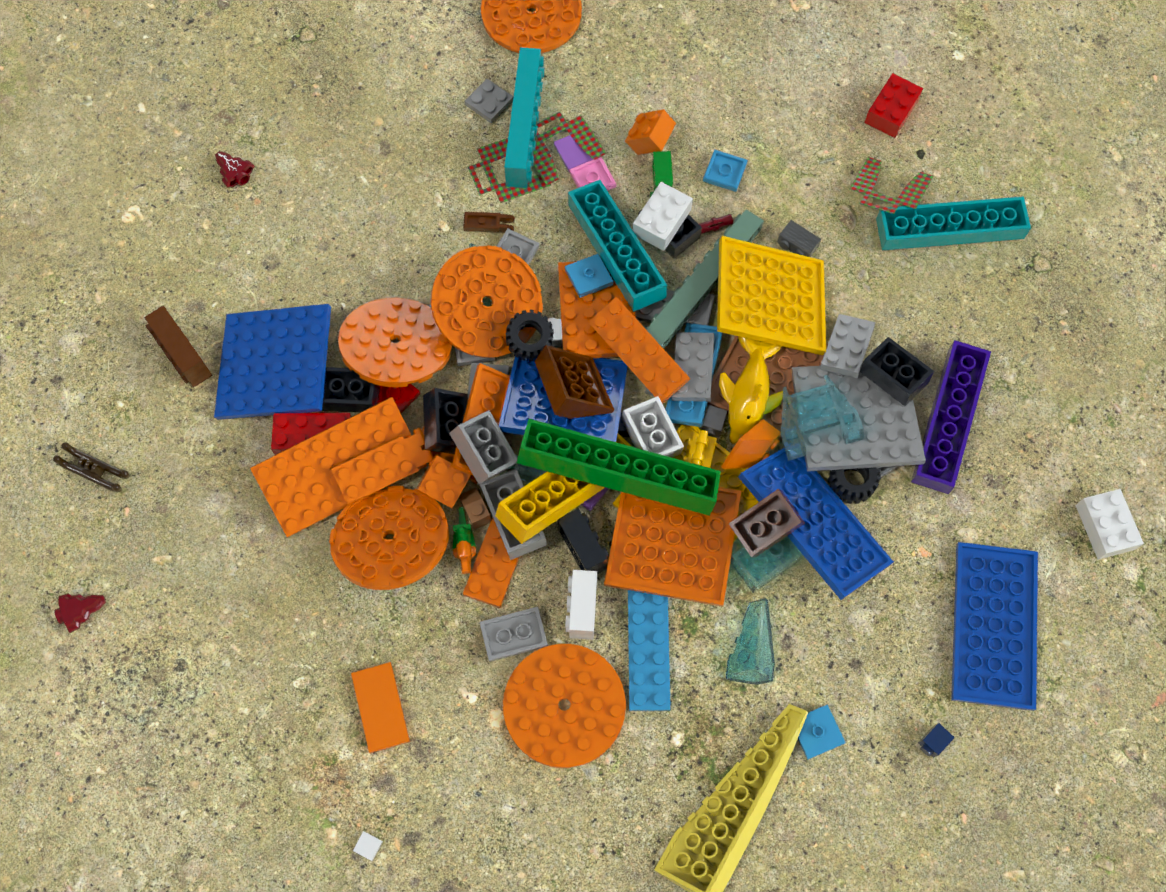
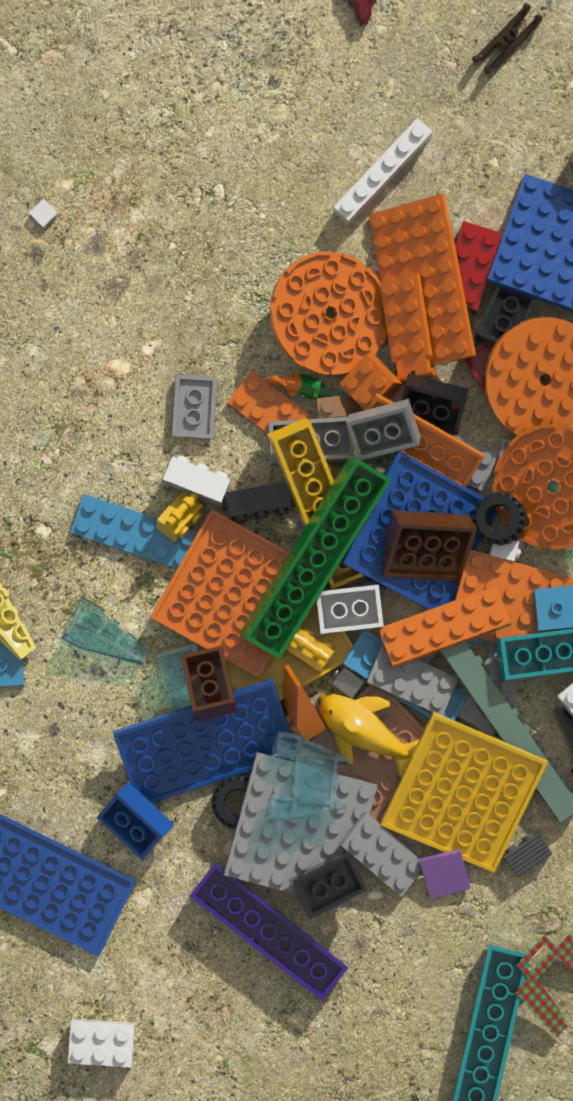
camera: 110 degrees right, 15 degrees up
(243, 536) = (382, 171): none -> white brick
(380, 707) = (167, 259): orange tile -> none
(556, 735) = (103, 404): orange plate -> none
(620, 610) = (180, 516): none -> yellow brick
(841, 295) = (445, 873): none -> medium lavender tile
(909, 556) = (135, 821): none -> blue brick

